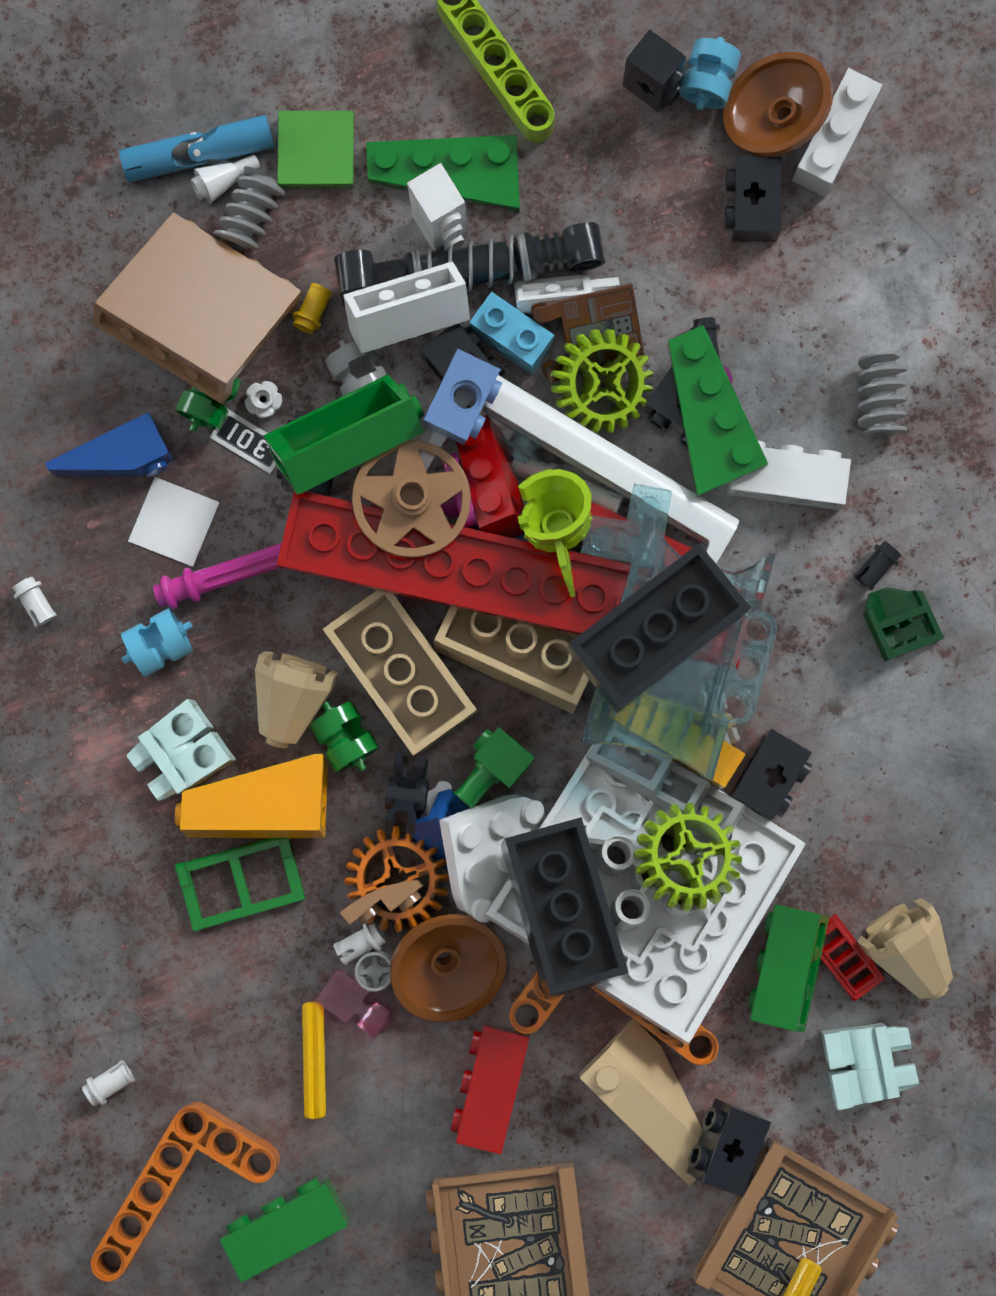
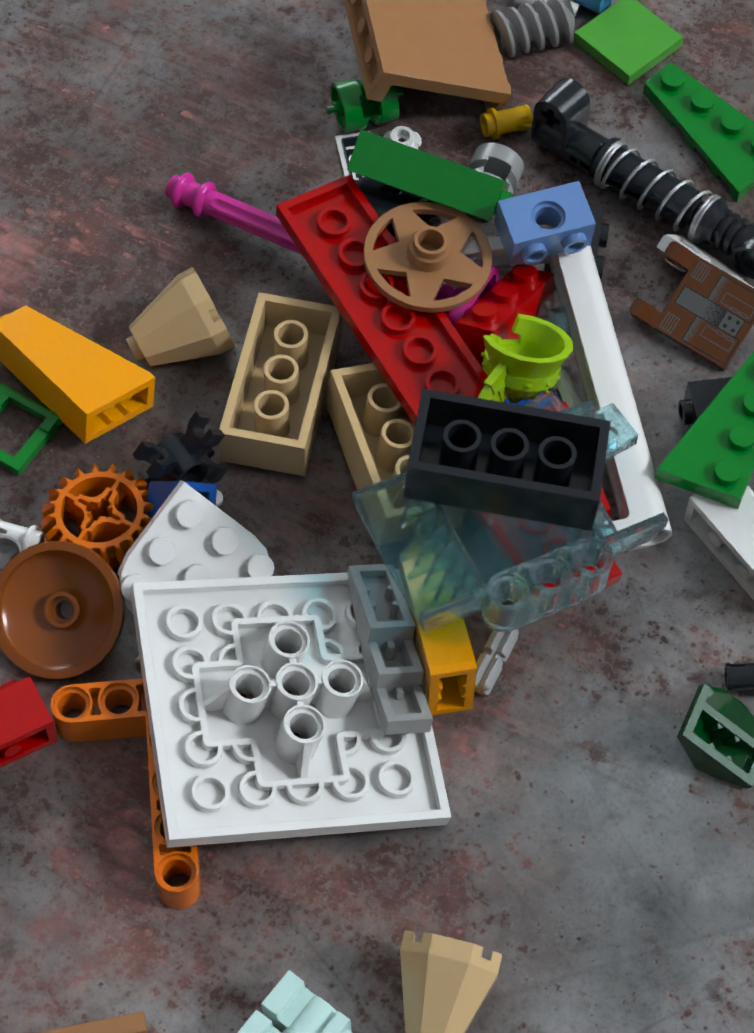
camera: 40 degrees right, 25 degrees down
(34, 601) = (89, 106): white pin -> none
(124, 451) = (261, 82): blue slope -> none
(162, 638) = (127, 206): medium azure wheel -> none
(173, 521) = (243, 161): white sticker -> none
(174, 751) = (62, 286): light aqua hips -> none
(344, 737) = (185, 386): green wheel -> none
(393, 896) = (83, 506): medium nougat slope -> none
(407, 307) = (573, 154): white brick -> none
(438, 209) = (674, 114): white brick -> none
(497, 761) = (271, 506): green brick -> none
(512, 333) = (637, 256): medium azure brick -> none
(563, 908) = (193, 626): black brick -> none
(613, 369) = (689, 339): lime gear -> none
(646, 1095) = (91, 864): tan wedge -> none
(683, 842) = (349, 714): lime gear -> none
(728, 1166) = (82, 1001): black brick -> none
(752, 785) = (501, 724): black brick -> none
(788, 968) = (323, 895): green brick -> none
(867, 983) = (369, 979): red slope -> none

